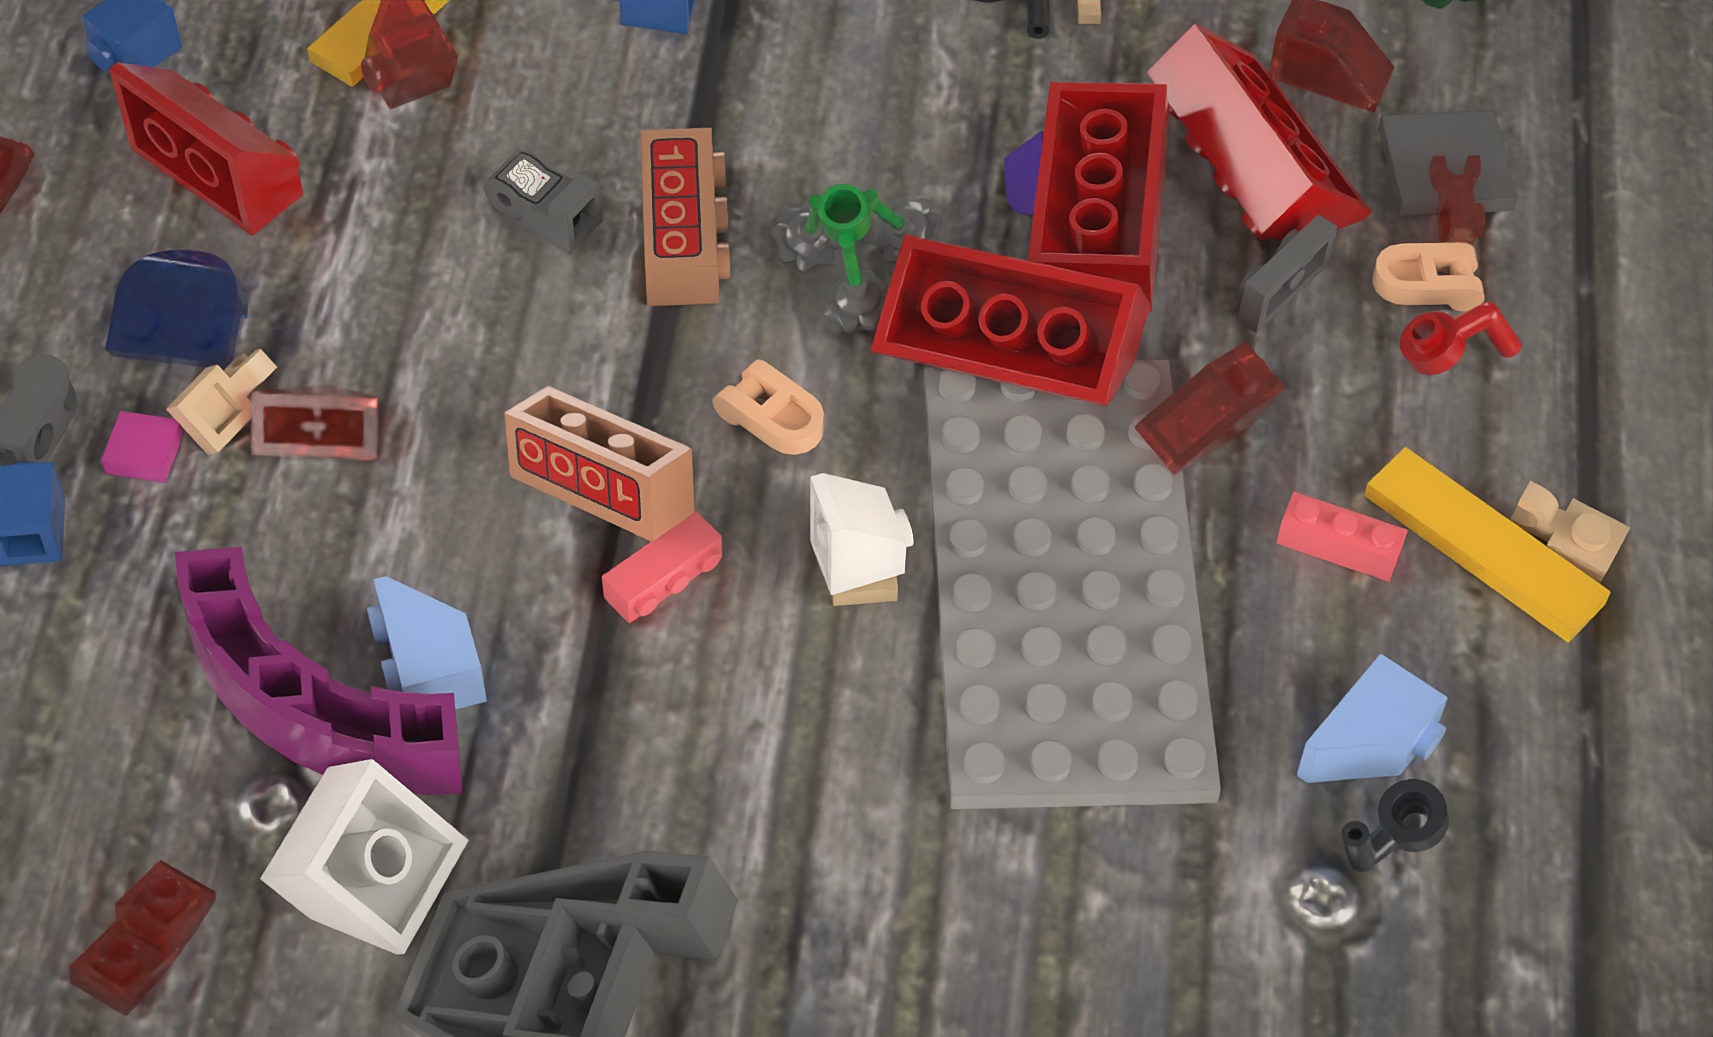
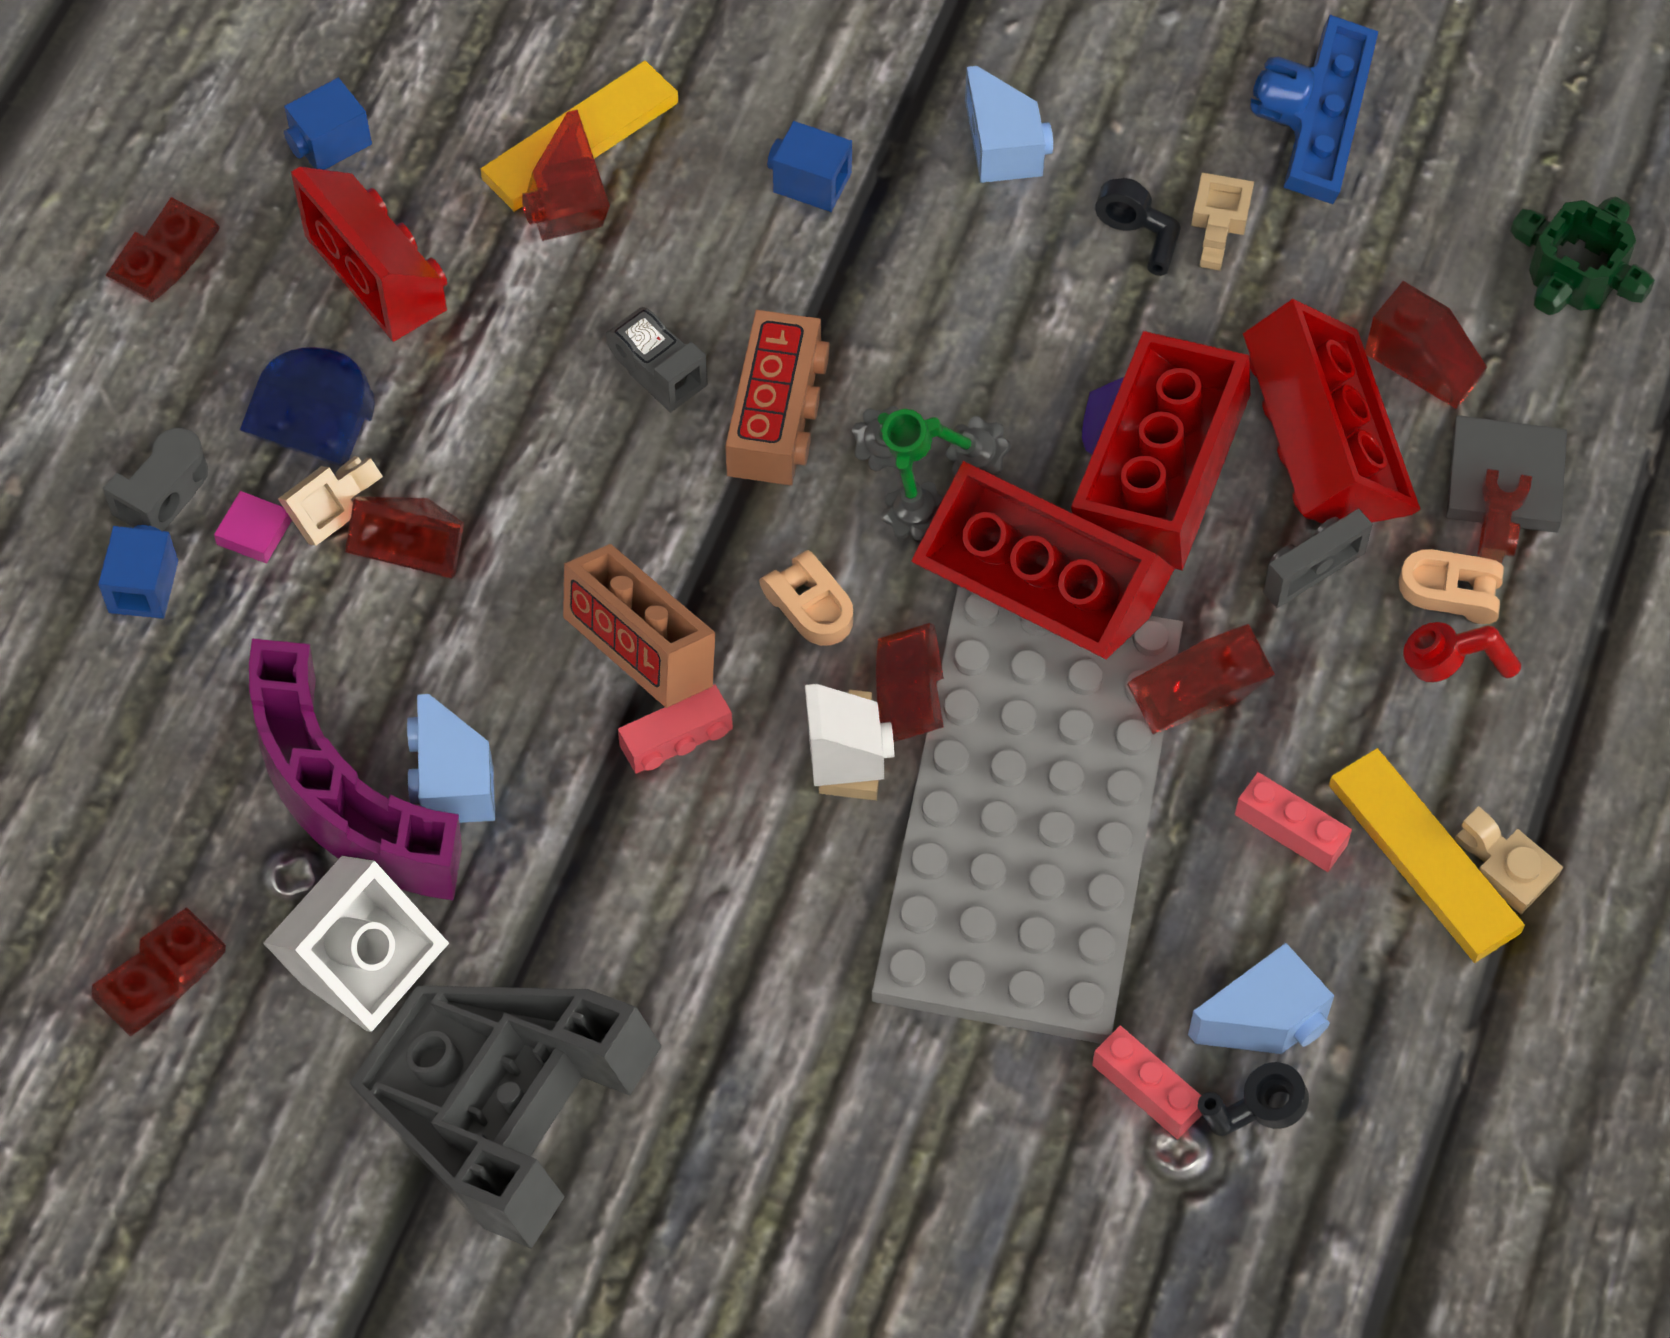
camera: 15 degrees right, 5 degrees up
(902, 462) = (906, 681): none -> clear red slope
(1274, 830) = (1148, 1082): none -> coral piece

